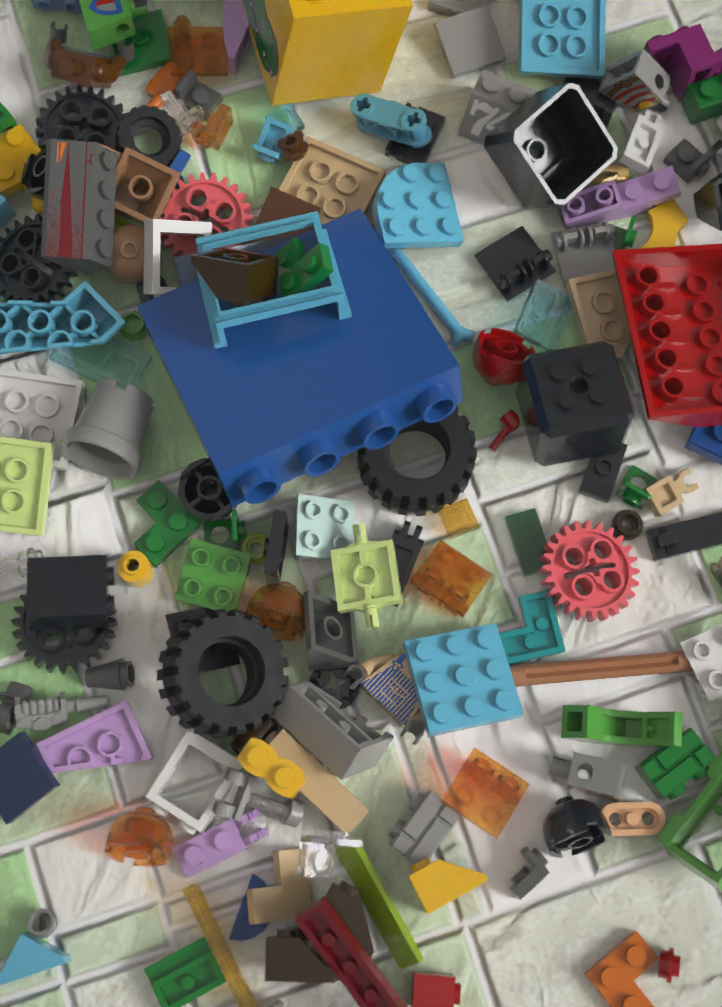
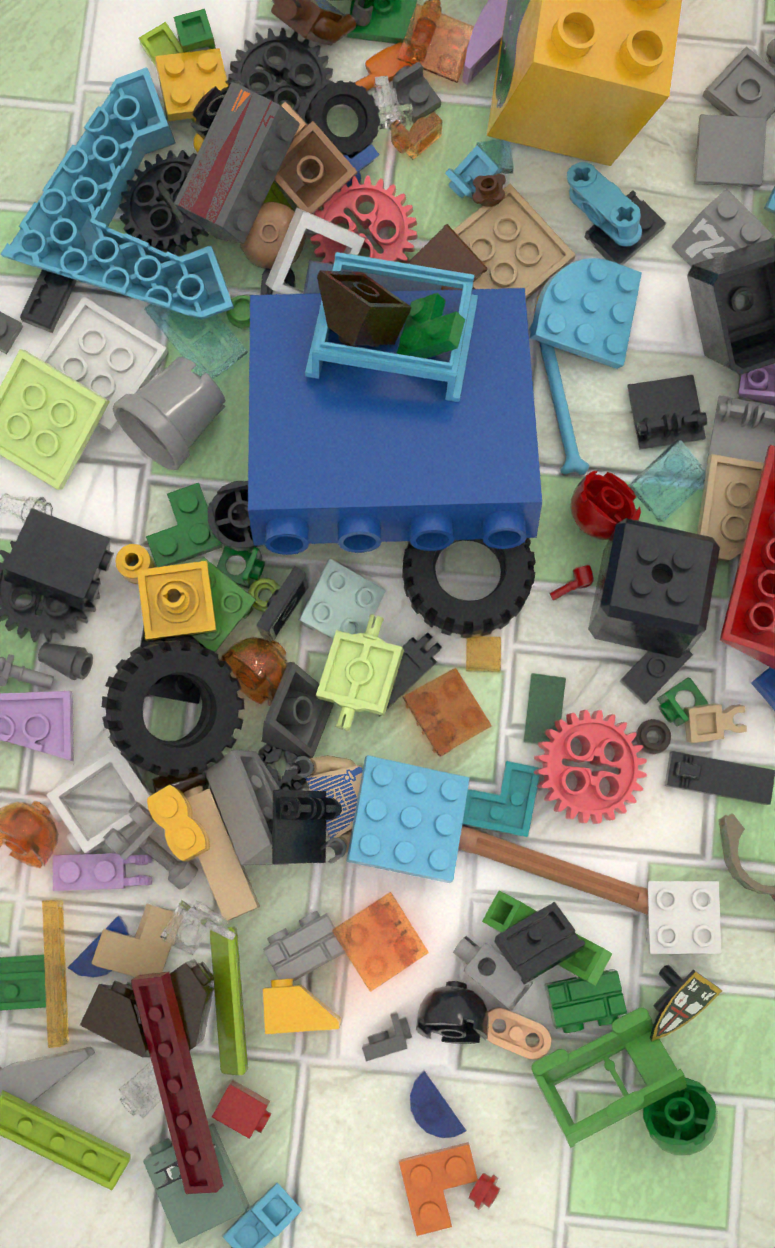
camera: 25 degrees right, 5 degrees up
(186, 582) = (176, 600): none -> yellow plate
(377, 723) = (301, 825): none -> black hinge
(592, 916) = (432, 1110): none -> clear blue plate
(619, 731) = (539, 942): none -> black plate

